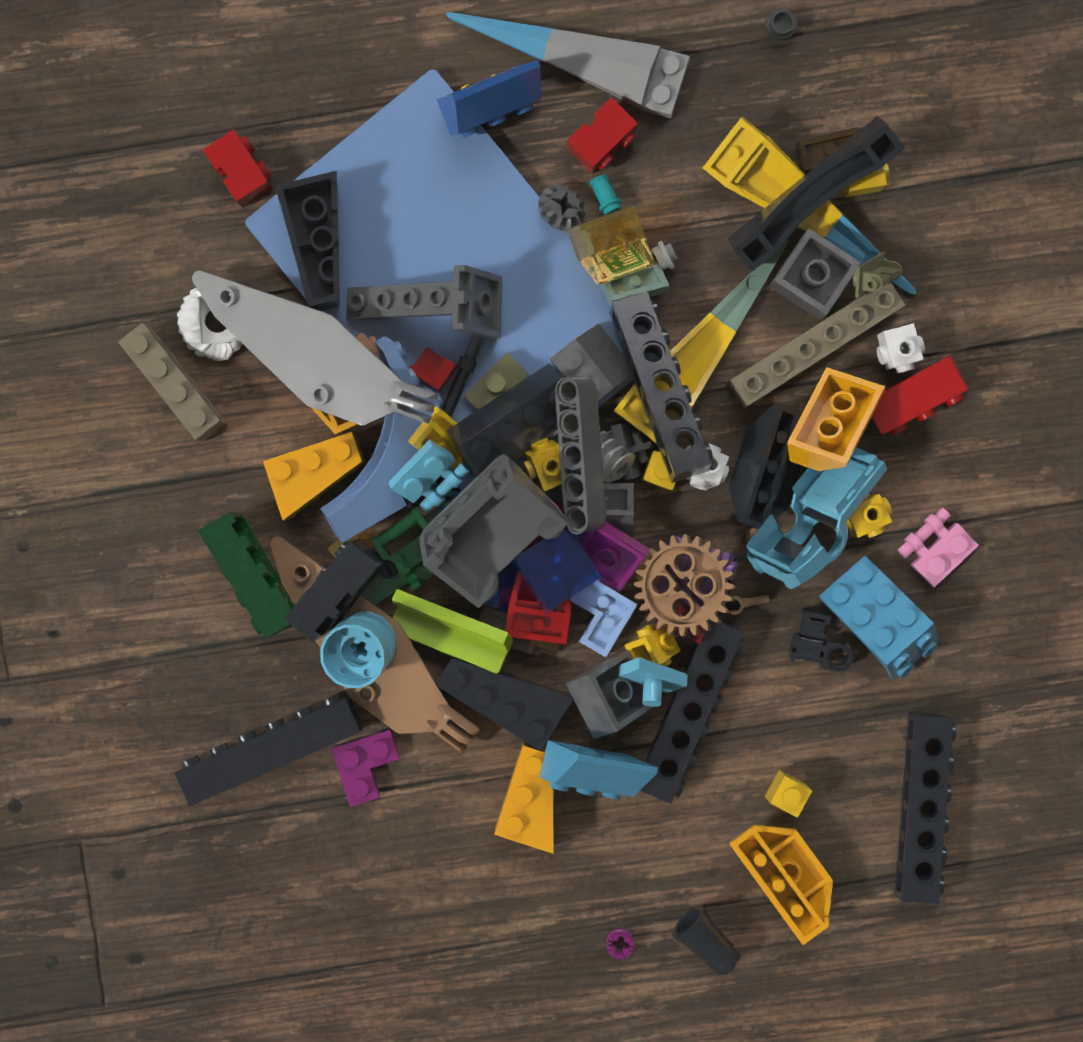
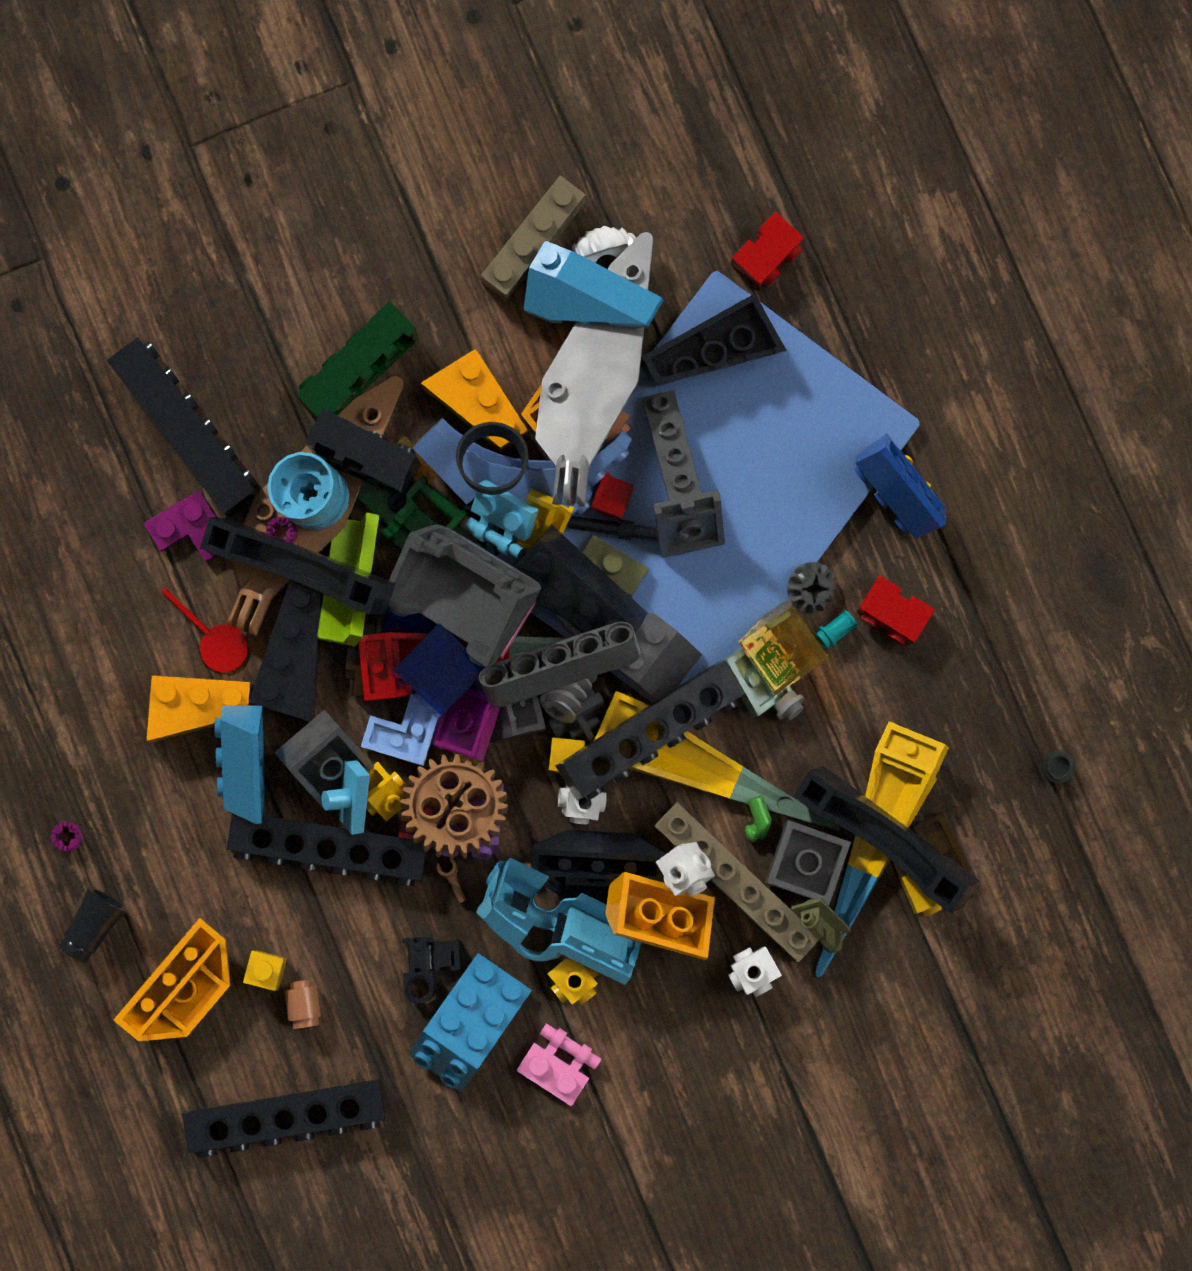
camera: 70 degrees right, 5 degrees down
(230, 351) = (576, 289): none -> dark azure wedge
(344, 460) = (498, 430): none -> black tyre
(386, 690) = (284, 522): none -> magenta bush
(450, 642) = (264, 551): none -> black arch
(480, 762) = (221, 646): none -> red piece
(544, 464) = (550, 624): yellow brick -> none
(626, 69) = (969, 624): light grey plate -> none
(764, 307) = (761, 819): none -> bright green arm
(799, 385) = (686, 869): none -> white brick
(827, 766) = (302, 1004): none -> nougat brick
(920, 395) = (712, 1002): red wedge -> none

